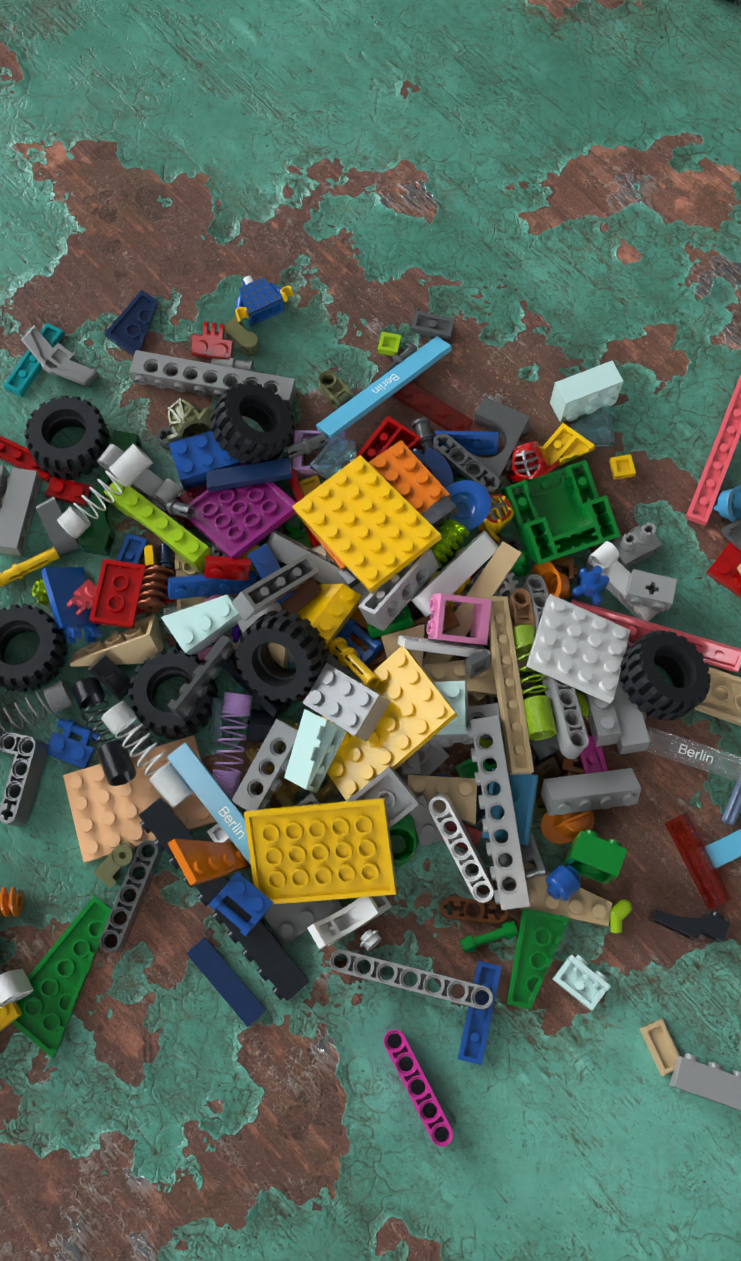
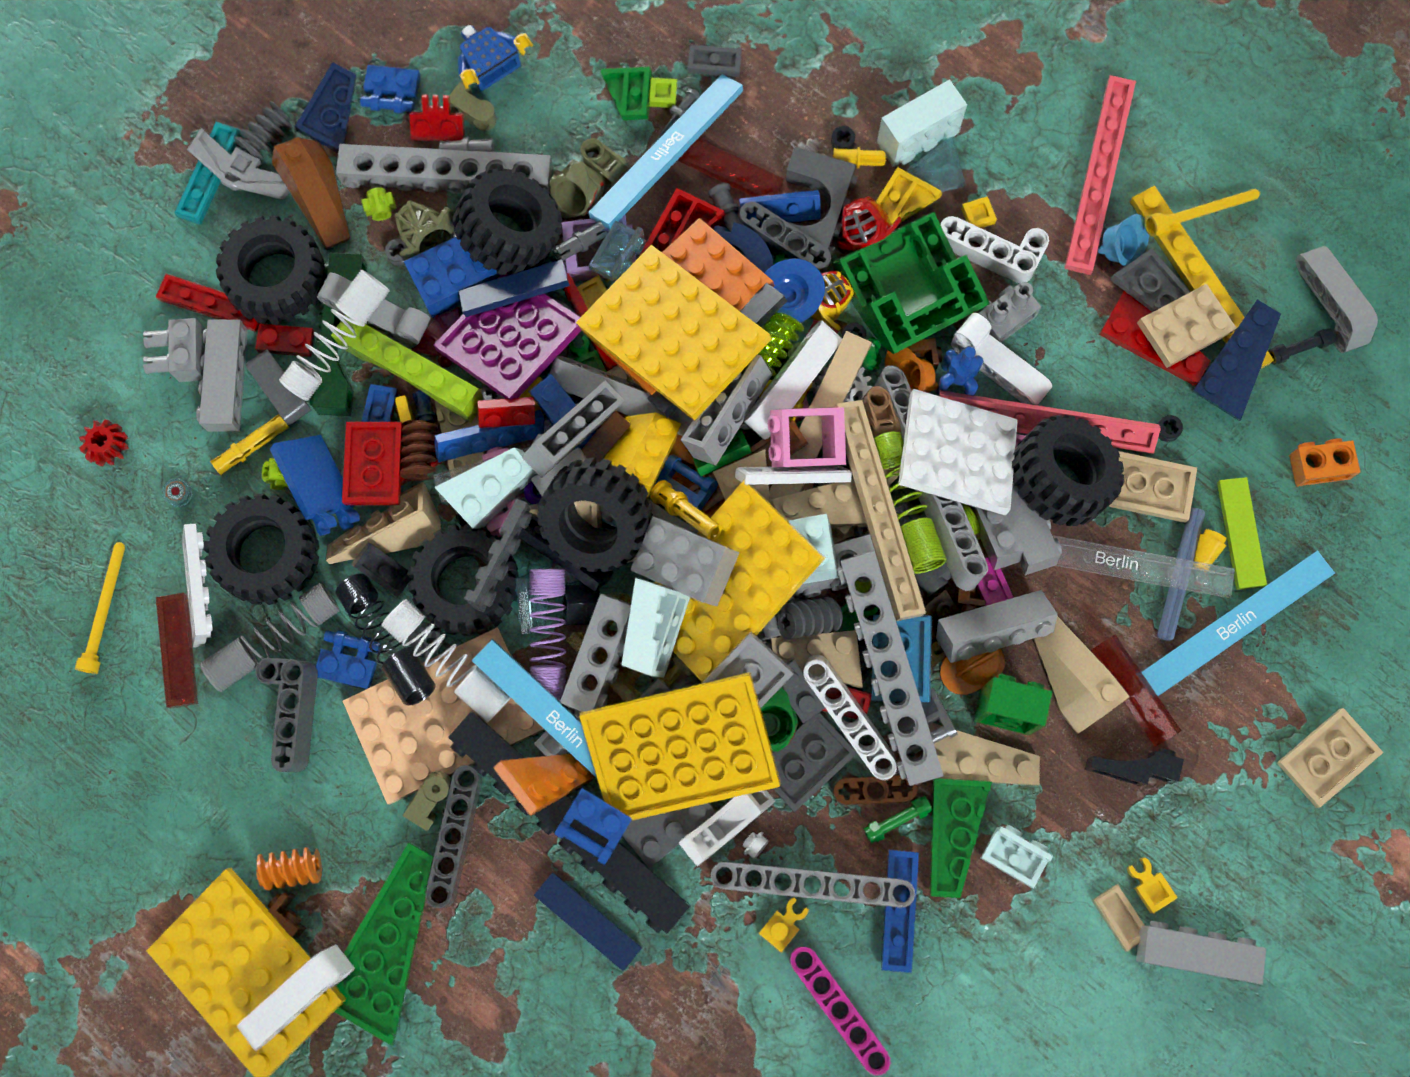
camera: 10 degrees left, 5 degrees up
(80, 334) = (263, 131): none -> dark grey piece
(83, 596) = (329, 473): coral plate -> none
(111, 380) = (314, 187): none -> dark orange wedge
(158, 399) = (378, 204): none -> lime gear
(175, 508) = (426, 343): dark grey pin -> none
(183, 310) = (390, 82): none -> blue plate
(310, 407) = (576, 189): none -> olive piece
(364, 339) = (630, 90): none -> green wing
(380, 1012) = (781, 928): none -> yellow plate
(424, 878) = (810, 761): none -> dark grey plate
(440, 762) = (809, 618): none -> dark grey piece
(477, 663) = (838, 489): dark grey plate -> none
(523, 402) = (843, 131): none -> black bush
(535, 412) = (860, 157): none -> yellow axle
(563, 882) = (978, 741): blue head -> none
(618, 913) = (1049, 767): lime arm -> none
(629, 491) = (991, 244): none -> white beam
(651, 844) = (1078, 679): none -> tan wedge
(661, 589) = (1048, 361): light grey brick -> none
(690, 1027) = (1154, 889): none -> yellow plate

